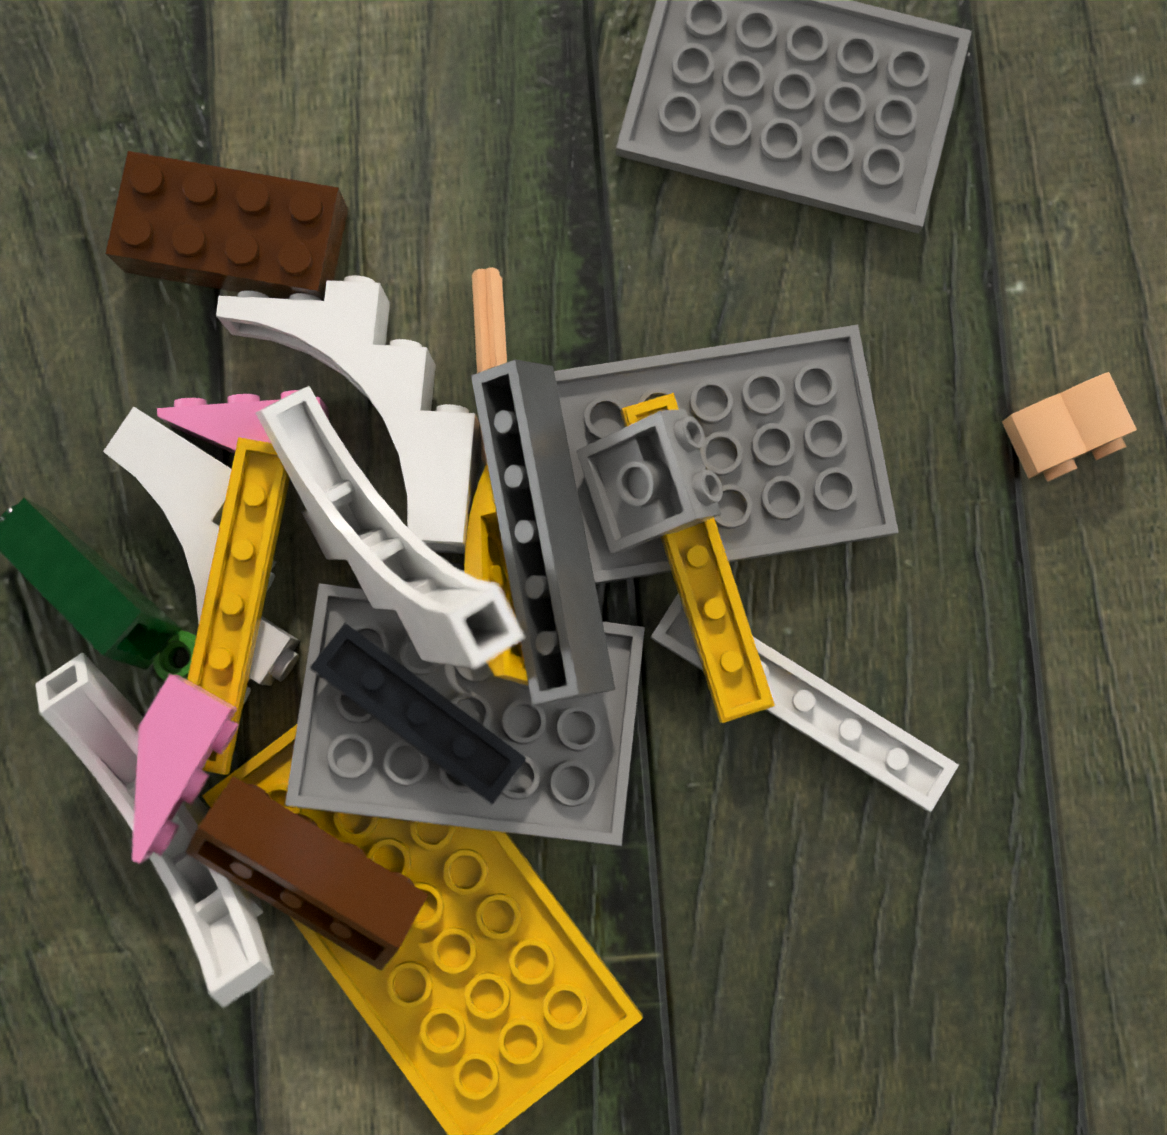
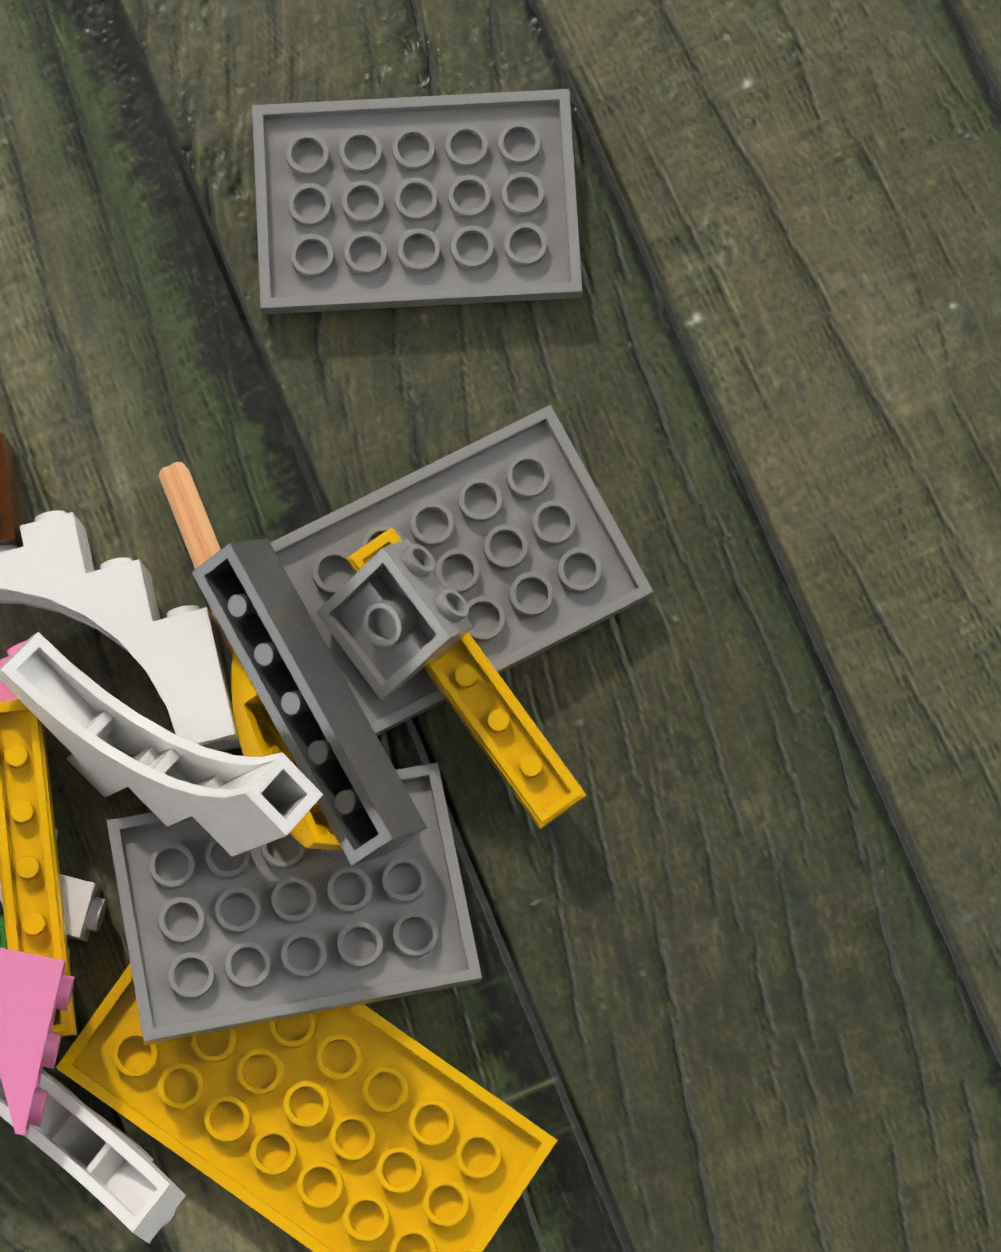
camera: 20 degrees left, 5 degrees down
(307, 873) = (185, 1100): reddish brown brick -> none
(418, 713) = (244, 911): black plate -> none
(832, 719) = (647, 792): white plate -> none
(1069, 426) = (786, 438): light nougat brick -> none

